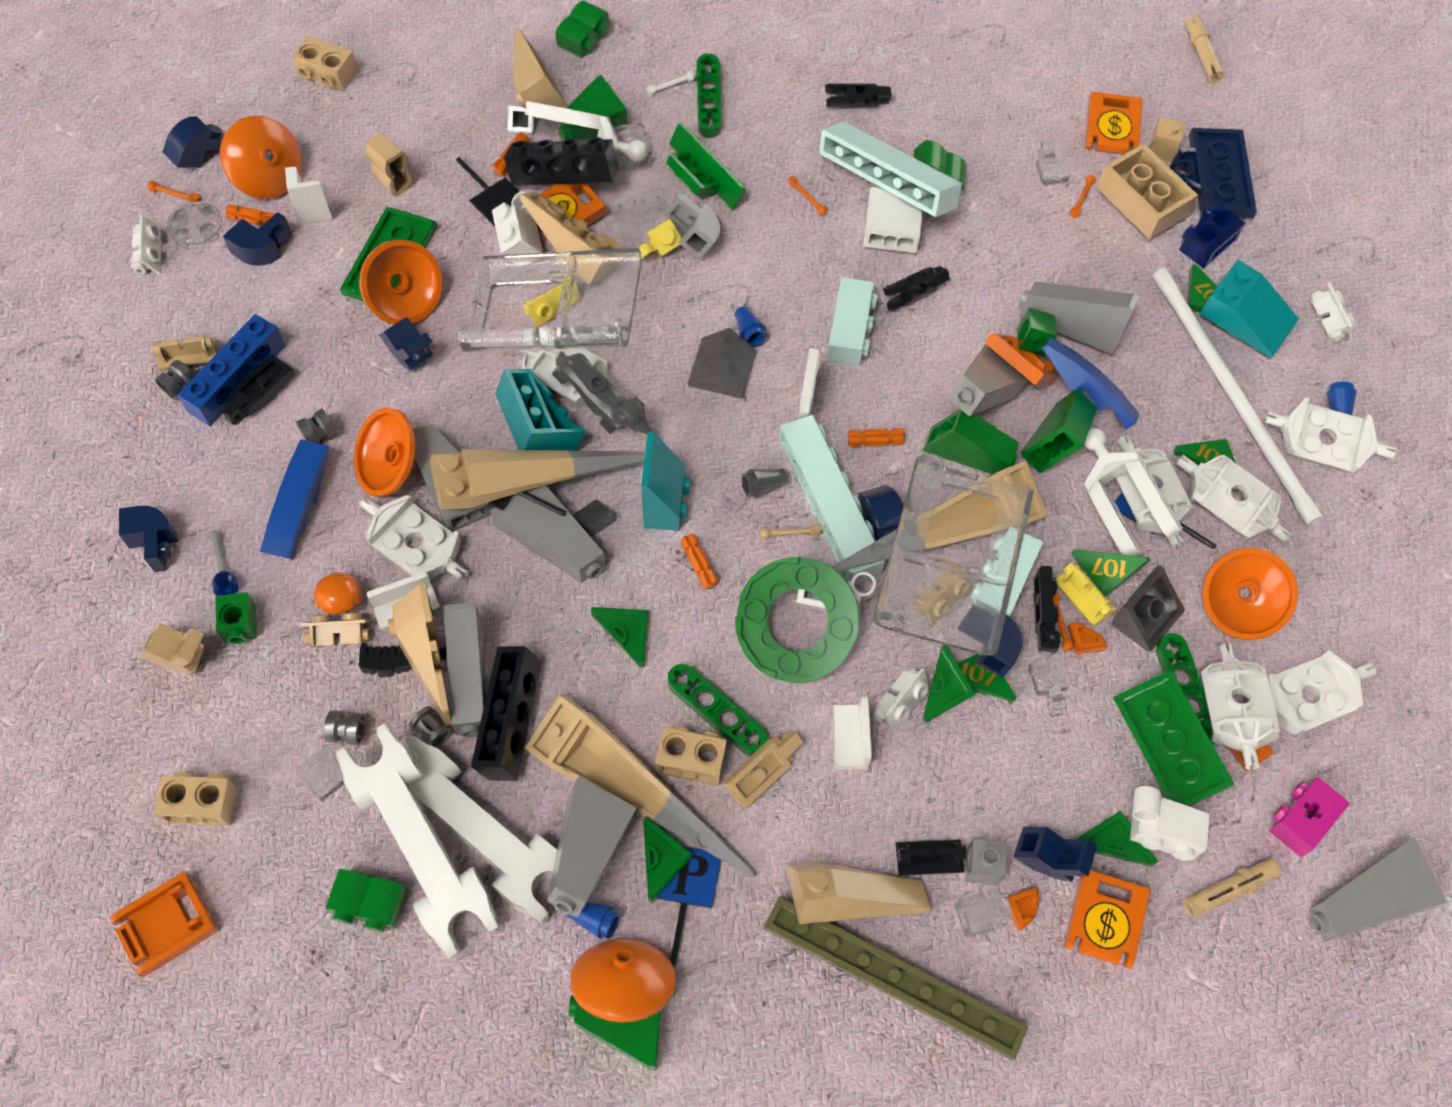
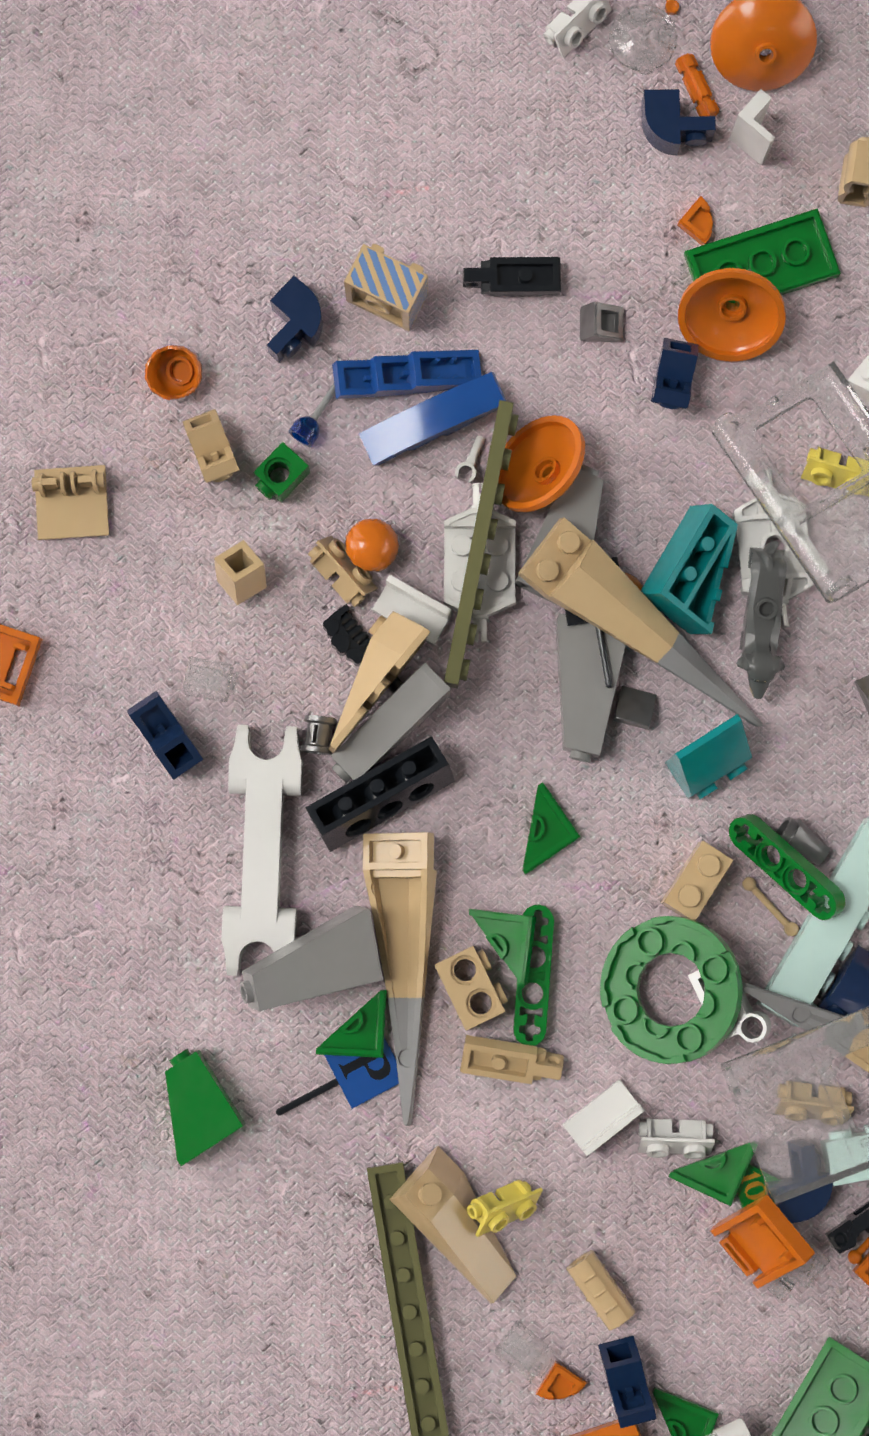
camera: 55 degrees right, 20 degrees up
(100, 634) = (173, 372): none -> orange hair
(116, 776) = (71, 502): none -> tan hinge
(175, 379) = (462, 192): flat silver wheel -> none
(184, 459) = (386, 286): none -> tan container
(189, 351) = (498, 171): tan hinge -> none
(194, 806) = (97, 595): tan brick -> none
(238, 358) = (514, 235): blue brick -> none
(249, 499) = (405, 373): none -> blue slope
(273, 691) = (240, 572): none -> tan brick
(316, 427) = (510, 367): flat silver wheel -> none
(330, 272) = (698, 221): none -> orange tile
(333, 833) = (165, 735): none -> dark blue brick
(335, 365) = (601, 322): none -> flat silver slope
(345, 499) = (471, 458): none -> white hand
(348, 727) = (260, 662): flat silver wheel -> none
(366, 900) = (132, 810): green brick -> none
(394, 513) = (478, 560): none -> olive plate
(444, 887) = (232, 755): white piece -> none
(598, 919) = (266, 1024): blue cone -> none
(622, 980) = (217, 1096): orange dish -> none
(676, 702) = (510, 937): none -> green tile
(699, 561) = (668, 845): orange axle -> none
(735, 555) = (696, 881): none -> tan brick
(773, 498) = (783, 871): none -> green beam
(865, 845) = (515, 1203): none -> light yellow hinge
(930, 857) = (541, 1269): black hinge -> none
(974, 825) = (600, 1290): none -> tan axle
(986, 862) = (572, 1324): light grey brick -> none
(1016, 692) = (764, 1240): none -> orange container

